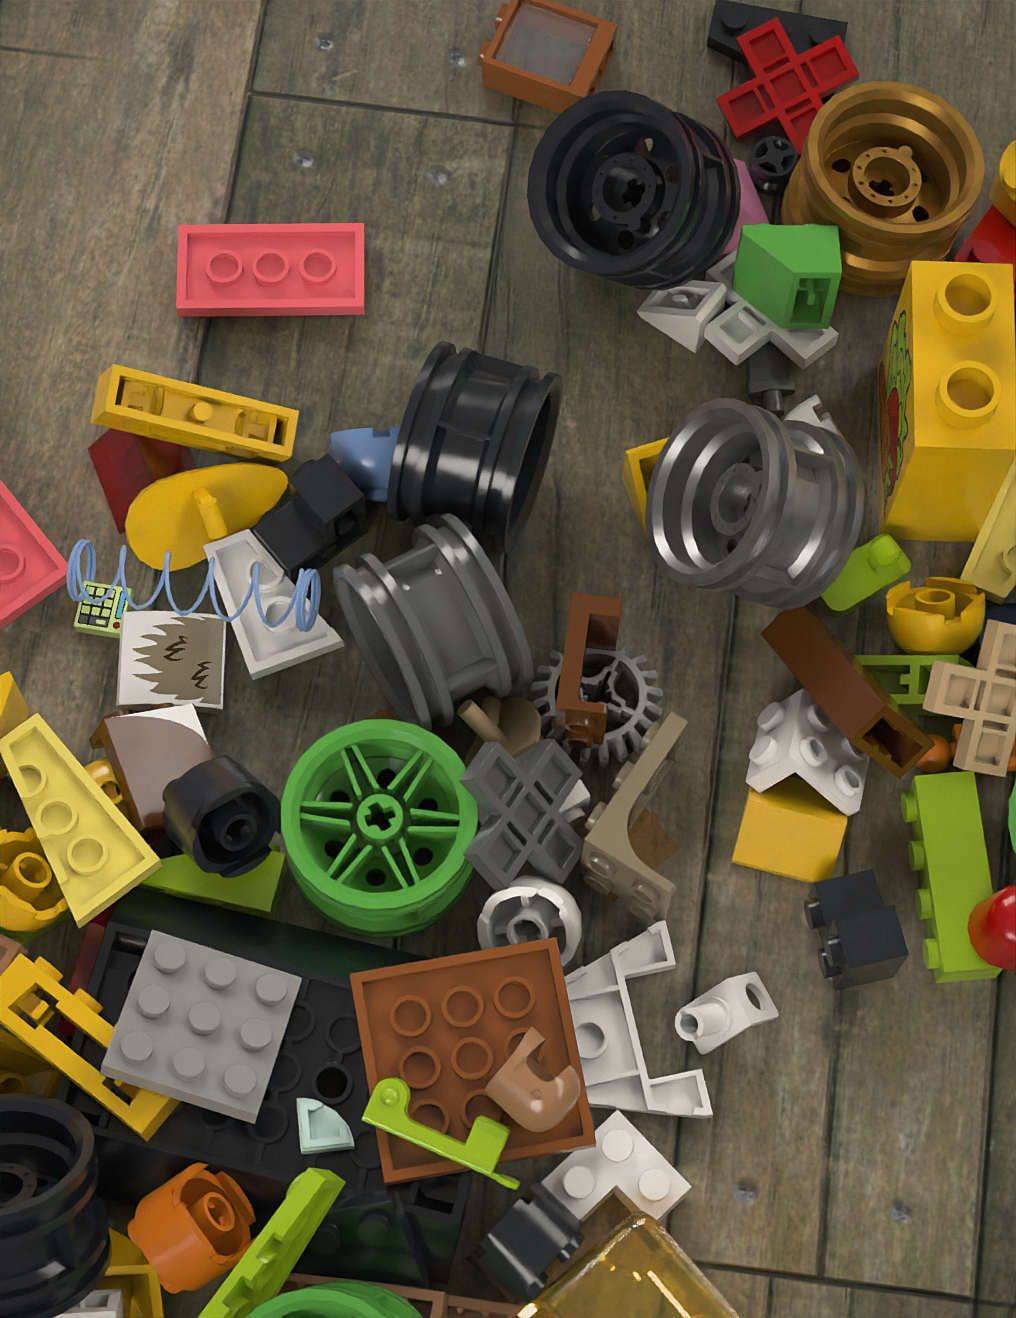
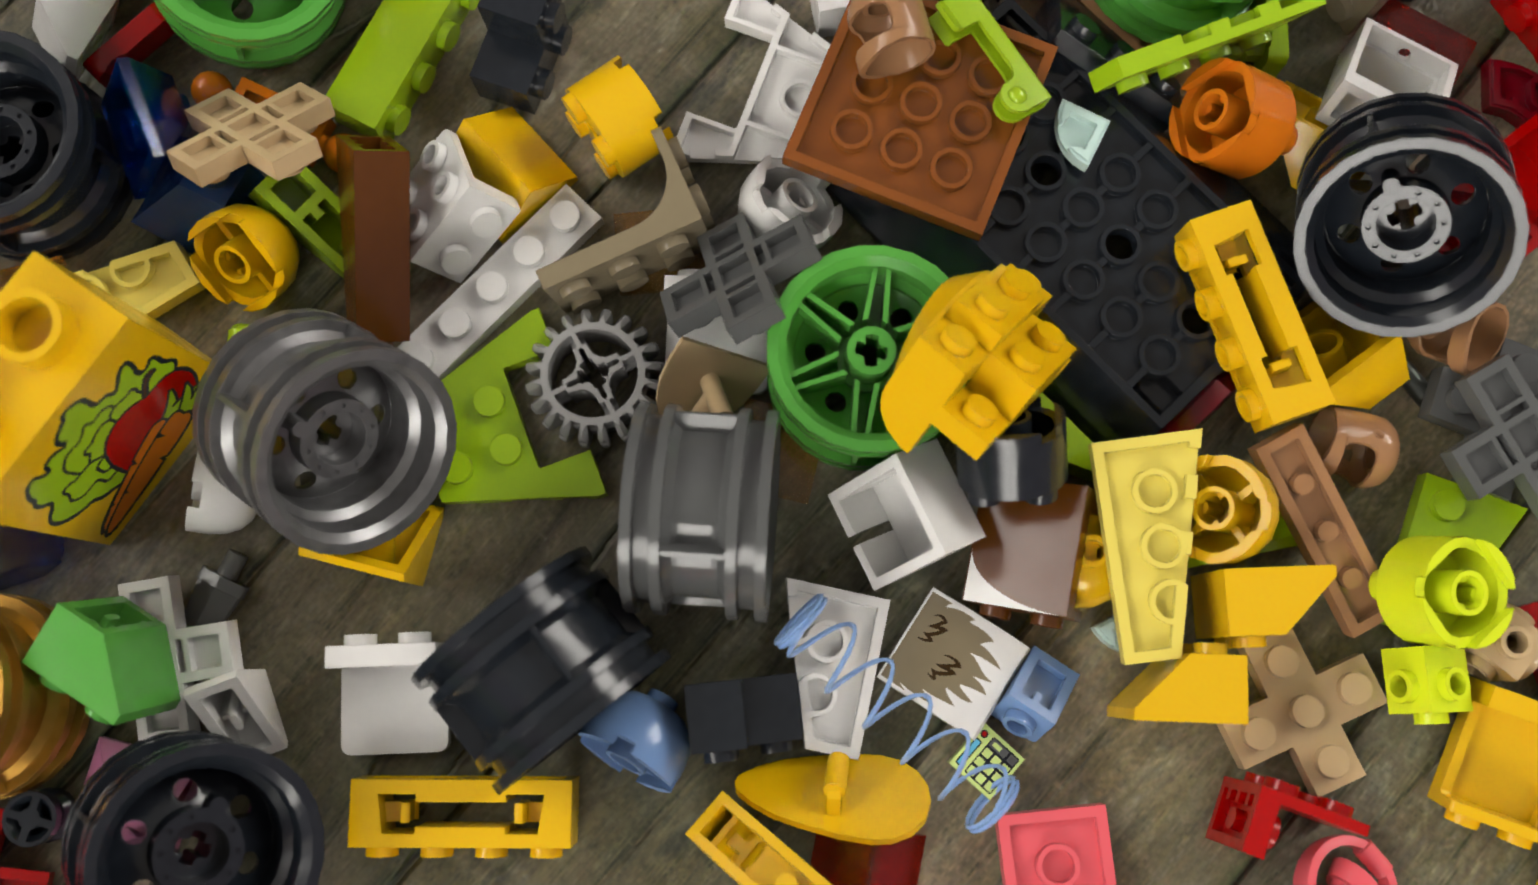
camera: 145 degrees left, 10 degrees up
(92, 676) = (1035, 695): none -> medium blue bracket
(201, 1026) = (1143, 262): light grey plate -> none
(255, 731) = (919, 501): none -> white piece
(287, 853) = (968, 327): none -> yellow piece
(533, 318) = (375, 815): none -> yellow brick
(594, 386) = (378, 699): none -> white bracket
(594, 625) = (602, 382): reddish brown panel -> none
(657, 614) = (493, 447): none -> lime wing
(724, 909) = (617, 115): none -> yellow brick
(724, 1012) = (677, 49): white bracket -> none
(728, 728) = (502, 283): none -> white plate

